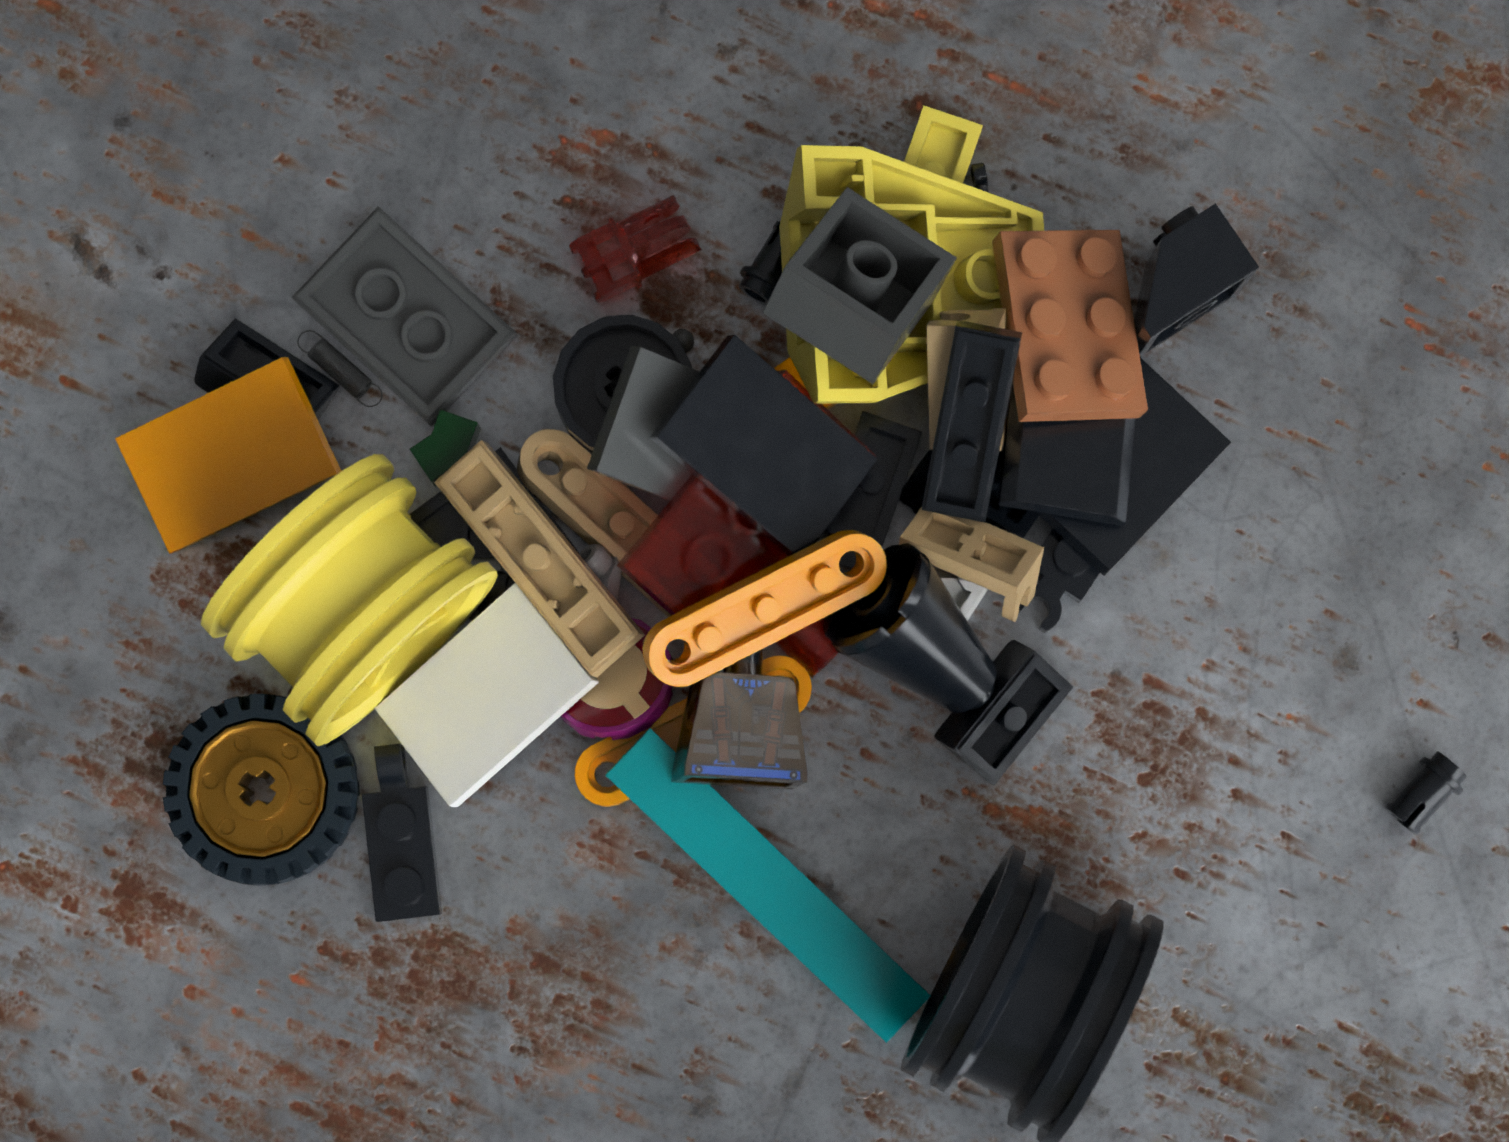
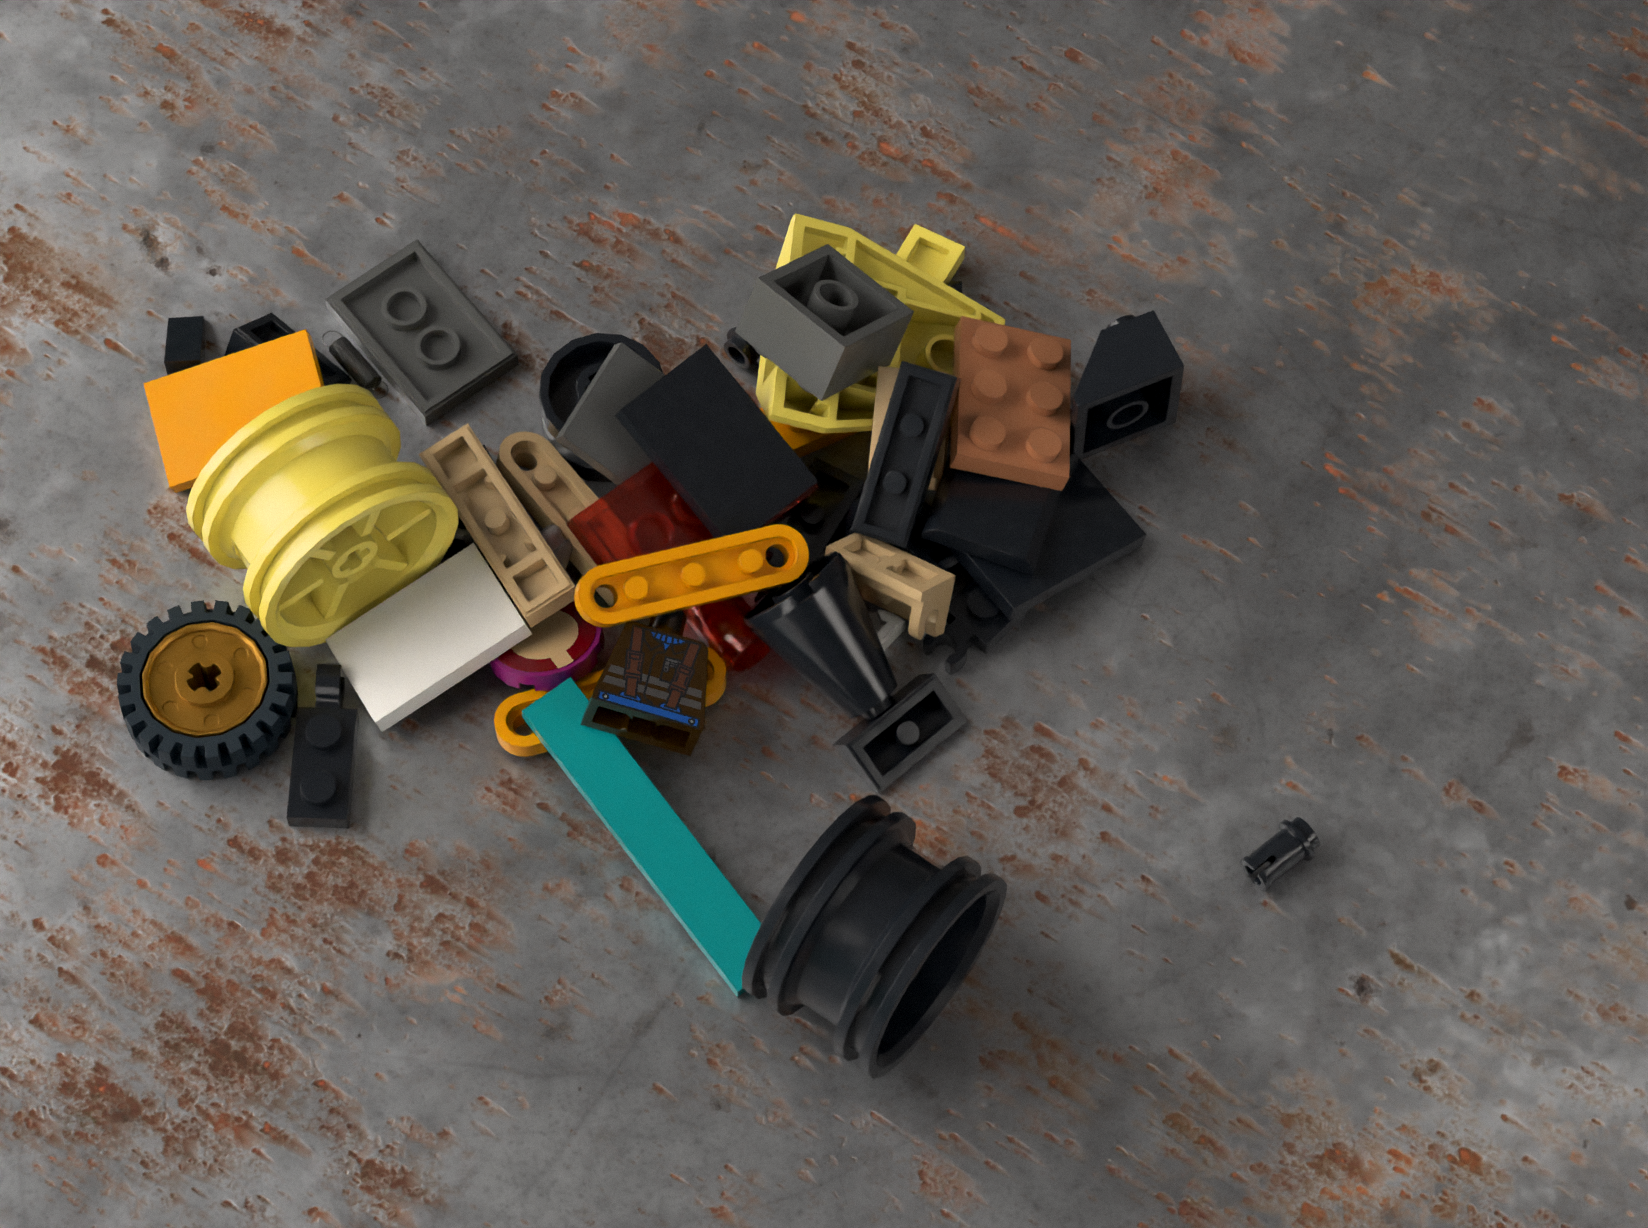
camera: 10 degrees right, 20 degrees down
(149, 377) = (184, 343): none -> black piece
(446, 445) = (437, 425): dark green piece -> none
(635, 247) = (644, 297): clear red arm -> none

